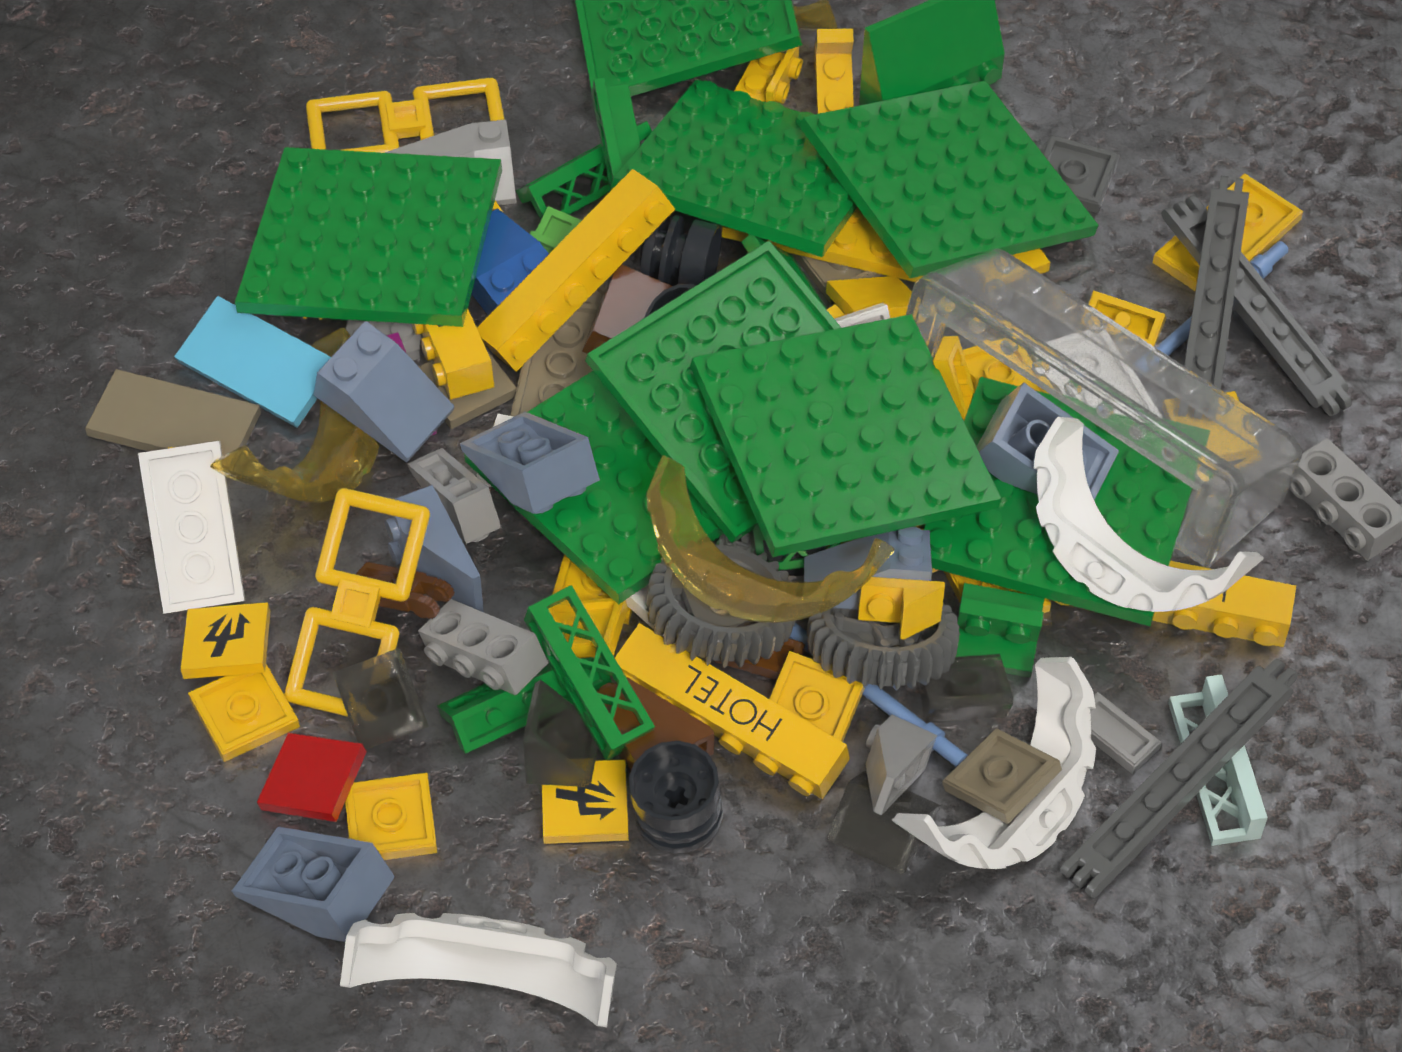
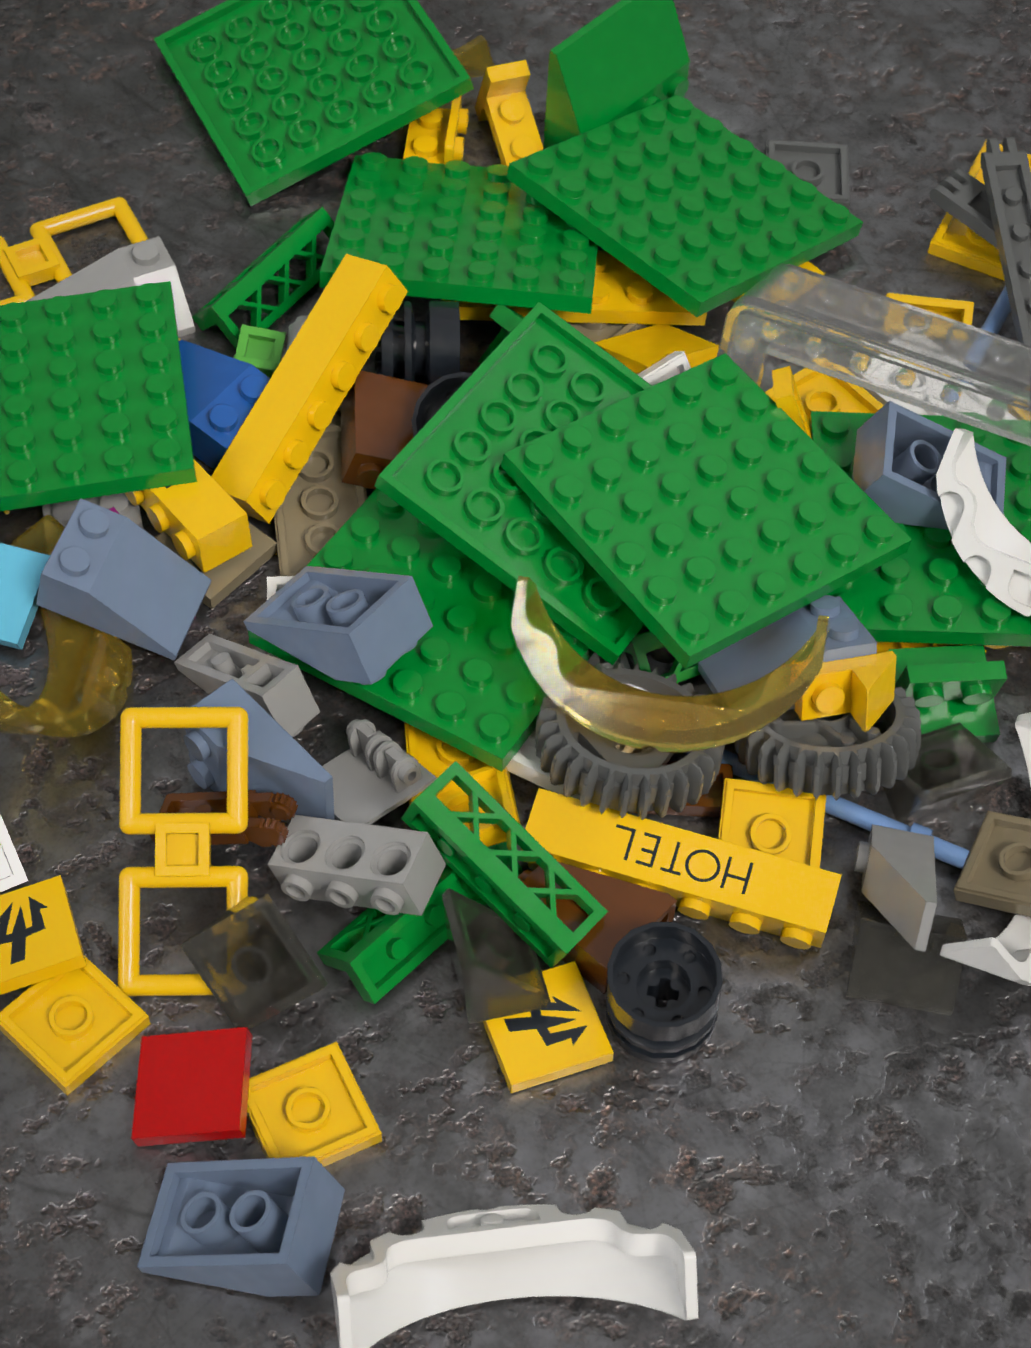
camera: 20 degrees left, 0 degrees up
(519, 584) = (373, 775): none -> light grey hinge
(615, 125) = (294, 224): green fence -> none

